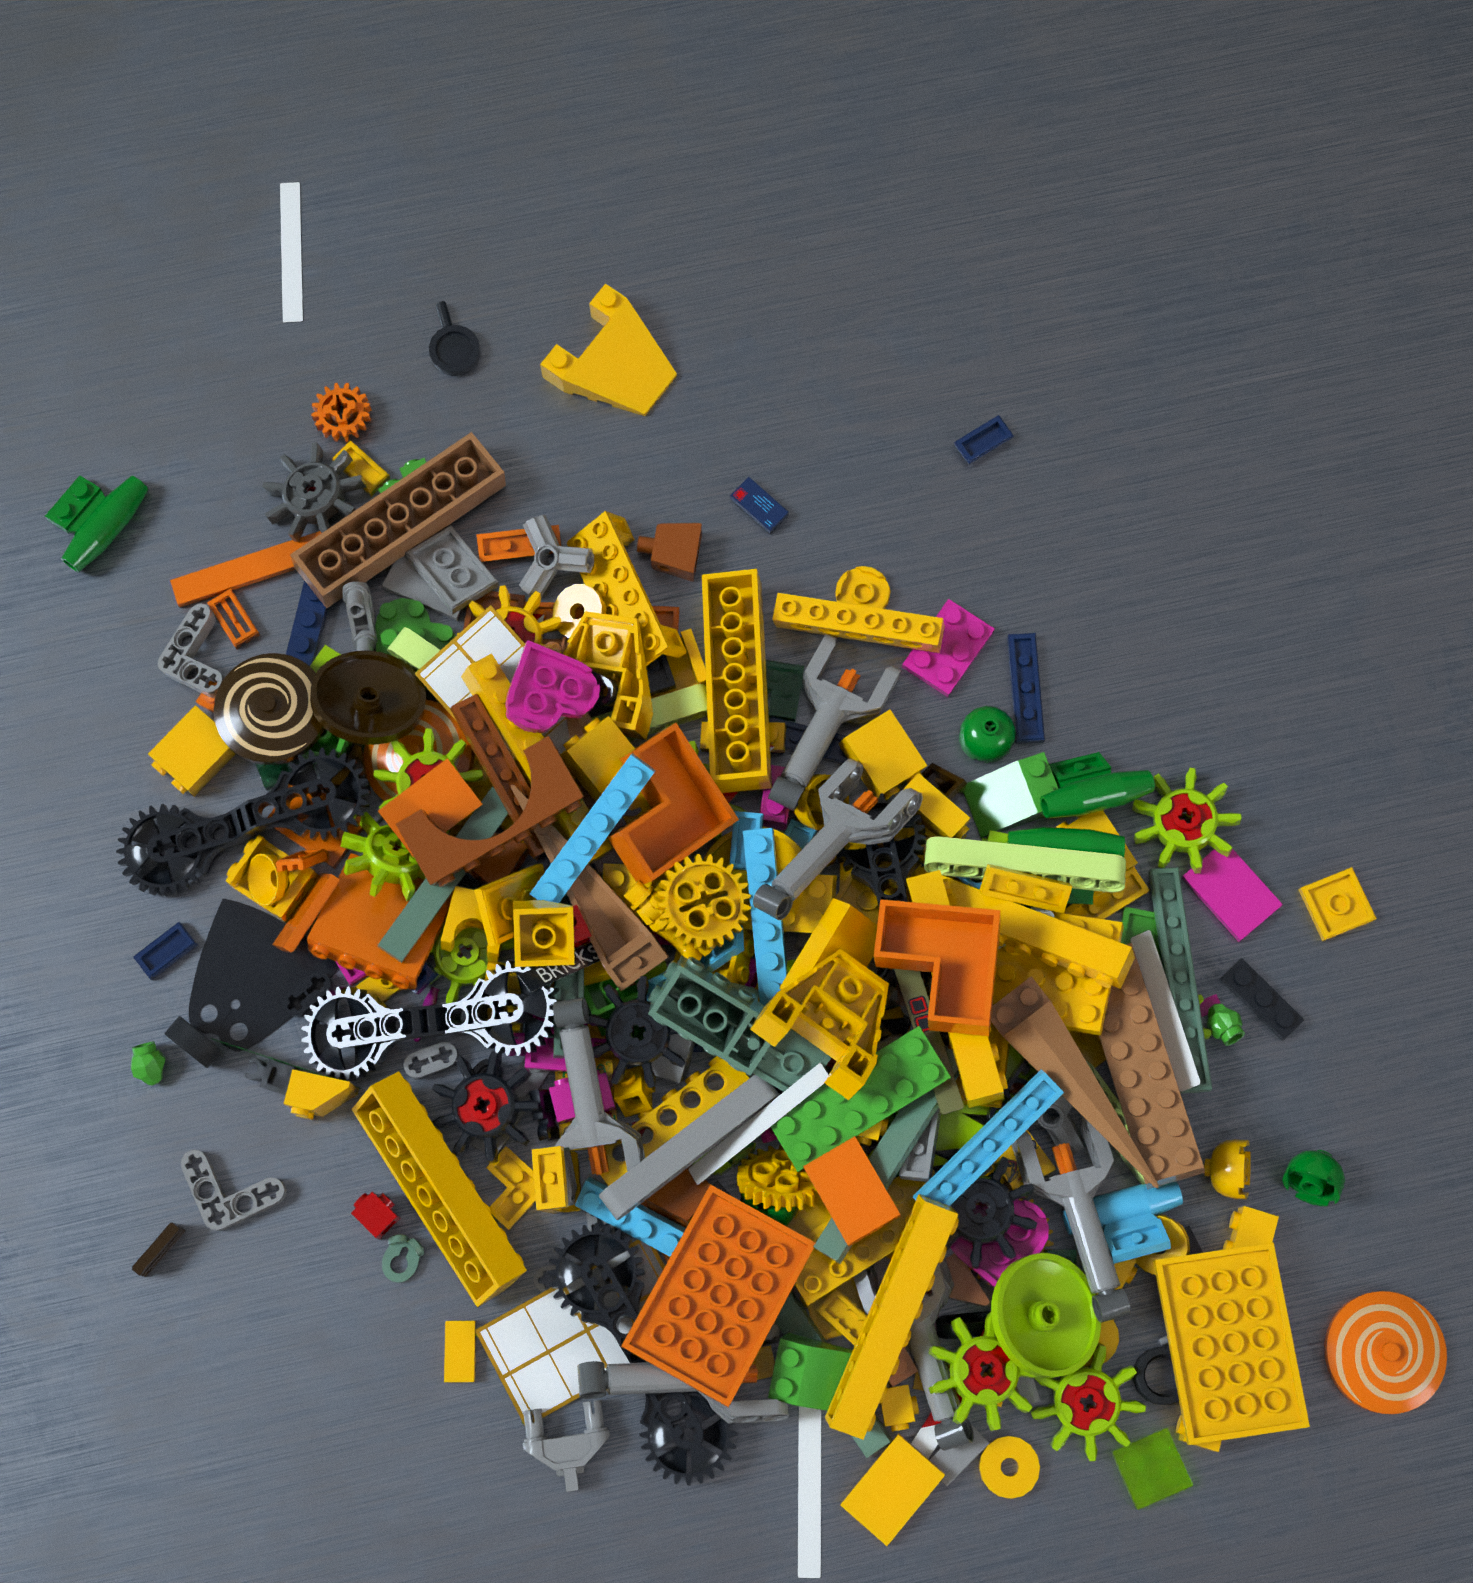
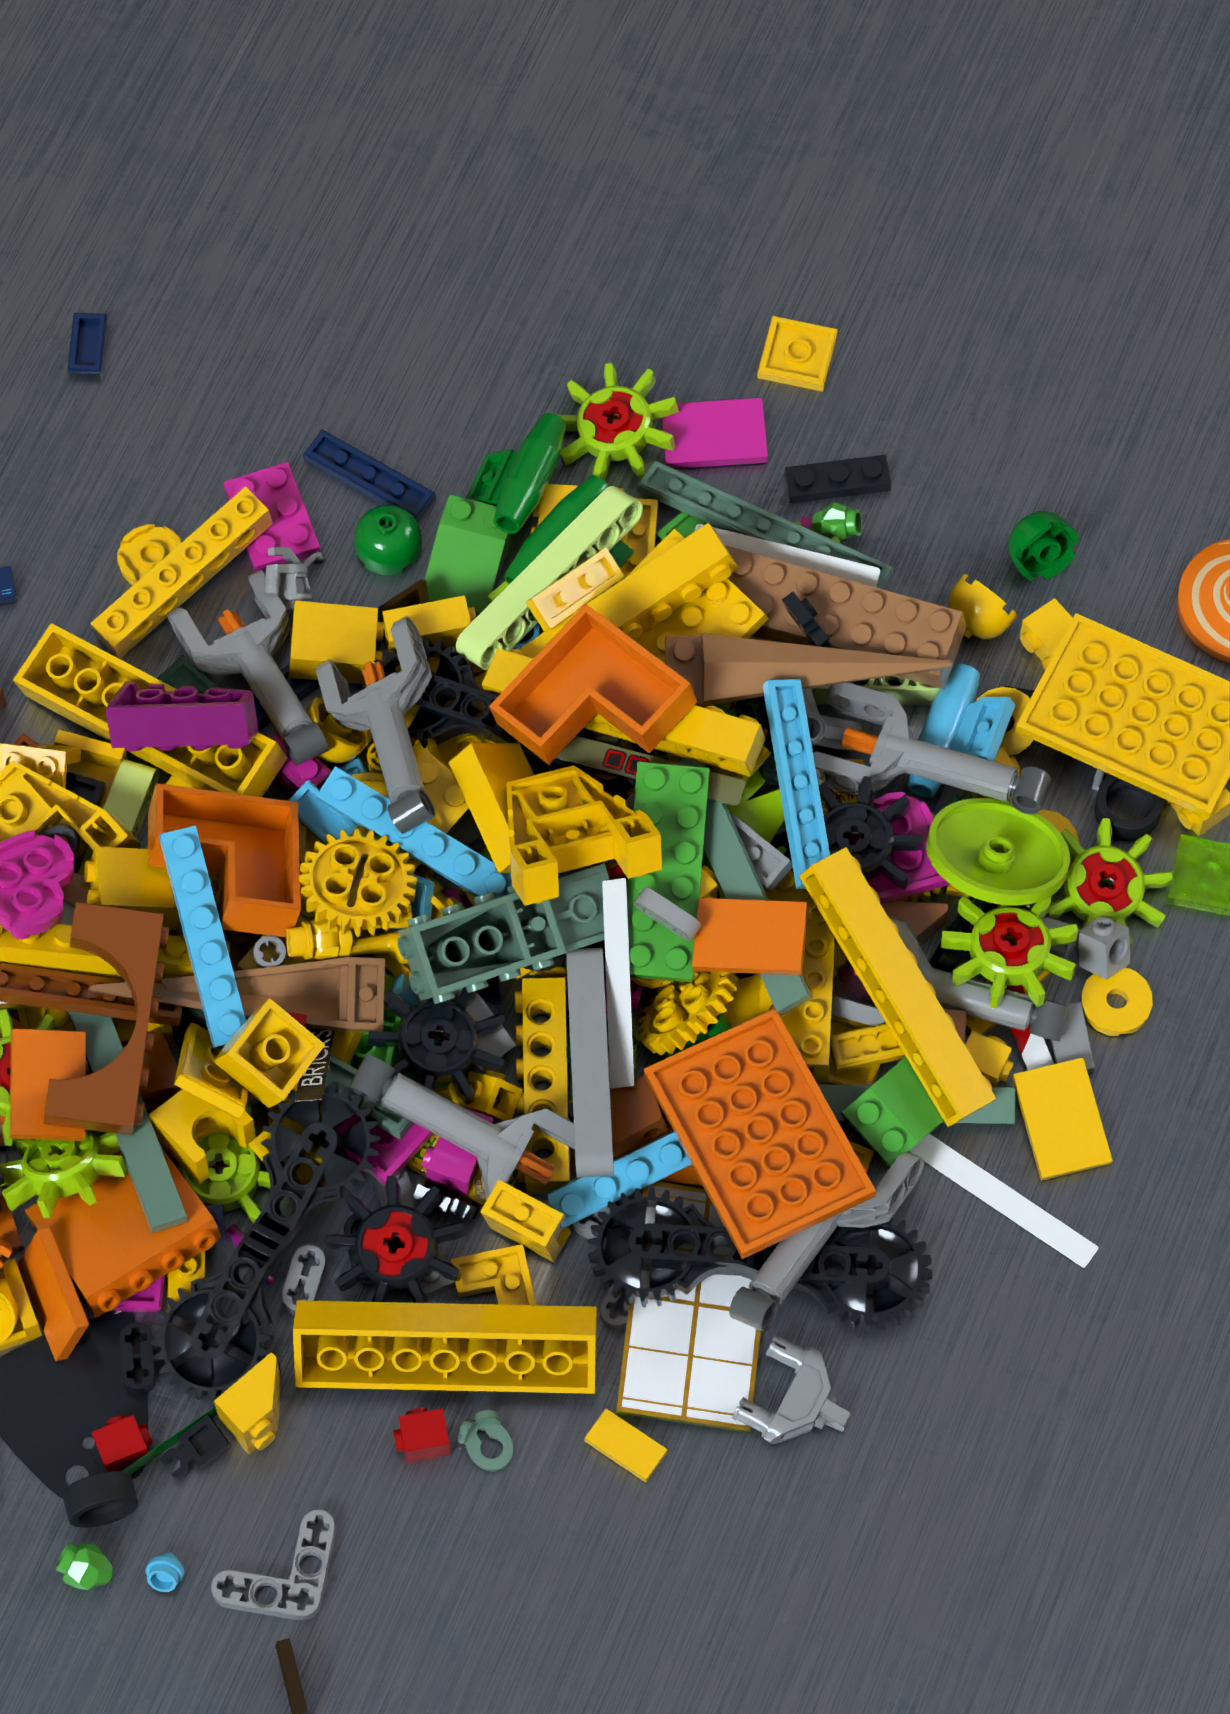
camera: 55 degrees left, 10 degrees down
(179, 1115) = (164, 1572): none -> medium azure plate
(242, 1027) = (121, 1442): none -> red brick
(614, 873) = (280, 950): none -> light grey bush
(738, 701) = (180, 718): none -> magenta wedge
(823, 1125) = (667, 914): none -> light grey beam
(907, 698) = (294, 581): none -> light grey piece
(1037, 1434) = (1104, 947): none -> light grey brick
(1119, 1057) = (803, 615): none -> black plate

